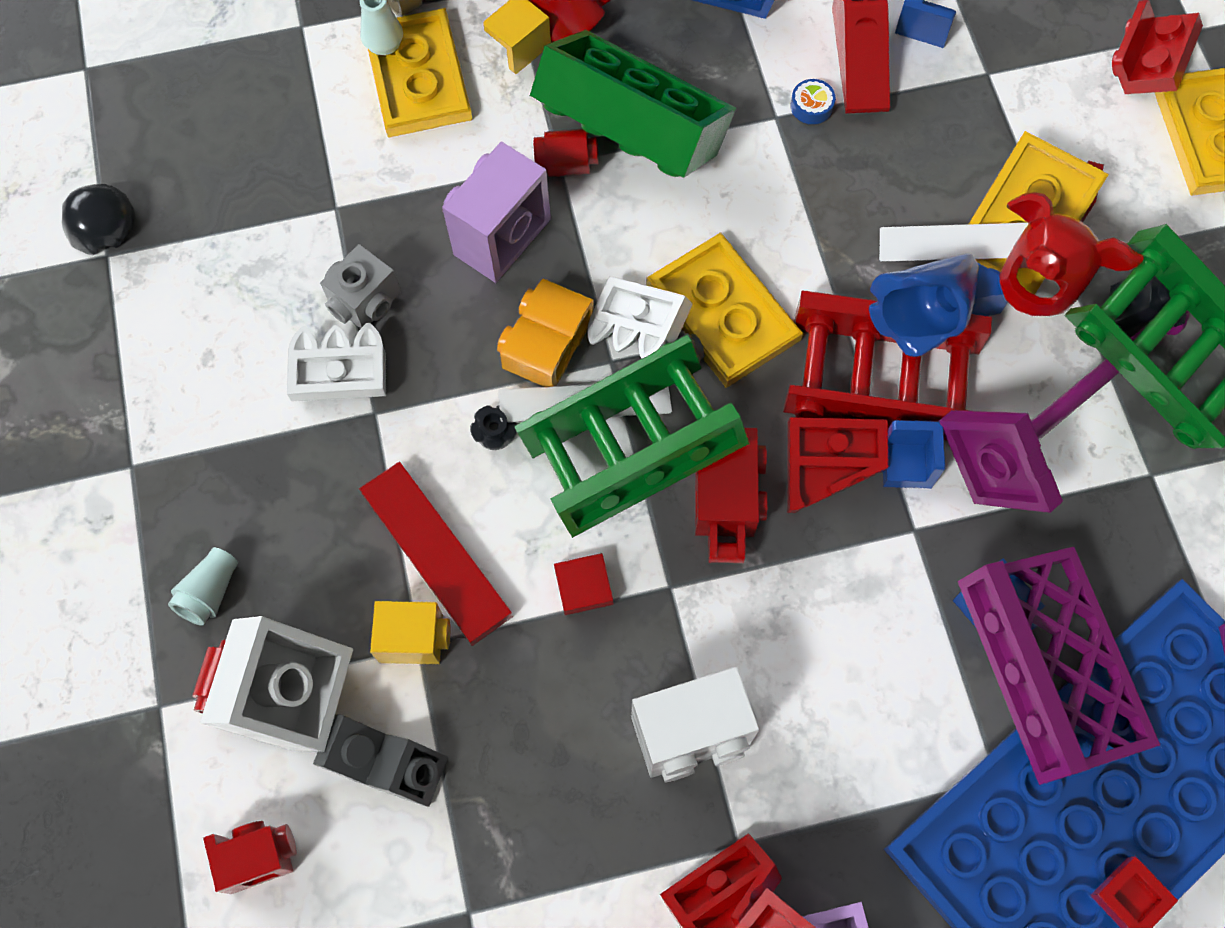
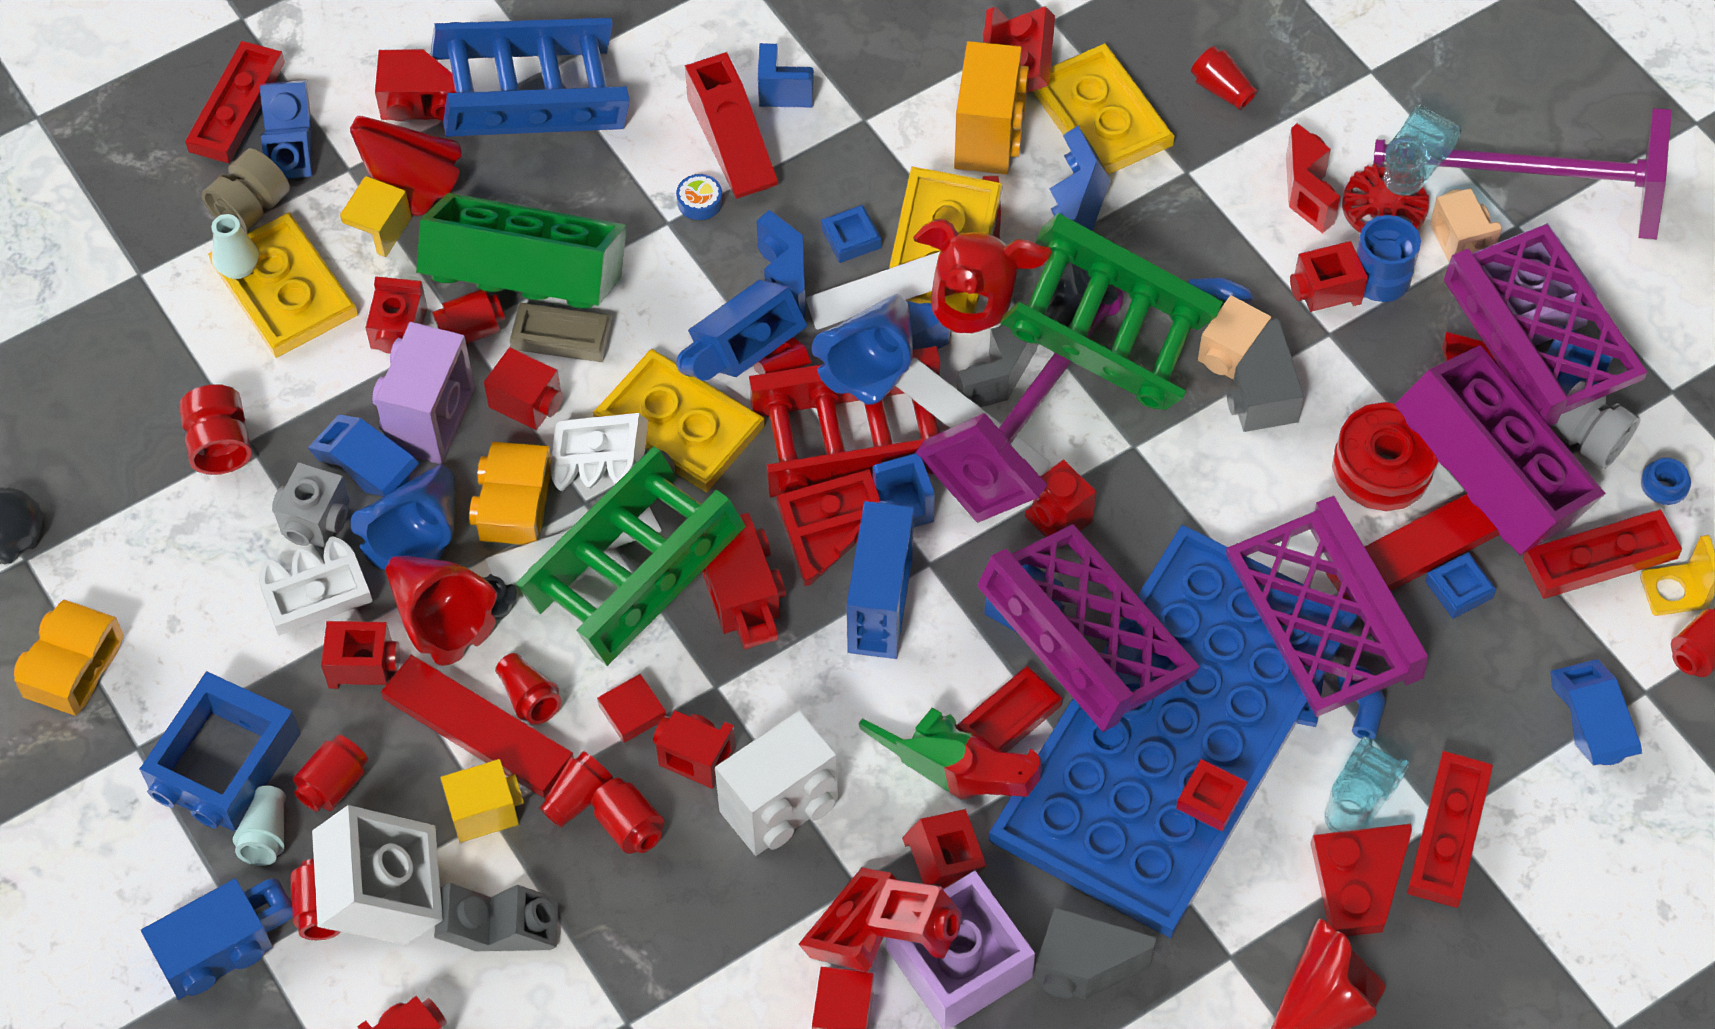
camera: 20 degrees left, 10 degrees down
(99, 361) = (68, 657): none -> light orange brick
(117, 684) = (216, 934): none -> blue brick
(216, 530) = (242, 707): none -> blue window
(281, 557) = (330, 774): none -> red brick
(305, 187) = (215, 429): none -> red wheel
(342, 434) = (358, 653): none -> red brick
(426, 255) = (364, 454): none -> blue slope
(438, 425) = (441, 606): none -> red hat
(443, 332) = (409, 520): none -> blue hat
(493, 536) = (530, 692): none -> red cone
(501, 652) = (574, 789): none -> red cone
(505, 121) = (391, 310): none -> red brick
(540, 698) = (627, 816): none -> red brick
(591, 235) = (523, 389): none -> red brick
(627, 647) = (693, 746): none -> red brick
(644, 191) = (561, 332): none -> dark tan tile
(809, 244) = (741, 332): none -> blue brick
(838, 279) = (786, 357): none -> red plate
(838, 853) = (945, 848): none -> red brick
(865, 539) = (880, 579): none -> blue window
(868, 201) = (784, 249): none -> blue slope
(885, 757) = (959, 759): none -> animal
(942, 178) = (851, 233): none -> blue tile
(944, 719) = (1013, 711): none -> red tile
(990, 384) = (954, 407): none -> white sticker
(1032, 367) = (995, 381): none -> dark grey slope
(1071, 521) = (1063, 502): none -> red brick
(1117, 95) = (990, 108): none -> light orange brick
(1182, 203) = (1083, 192): none -> blue slope

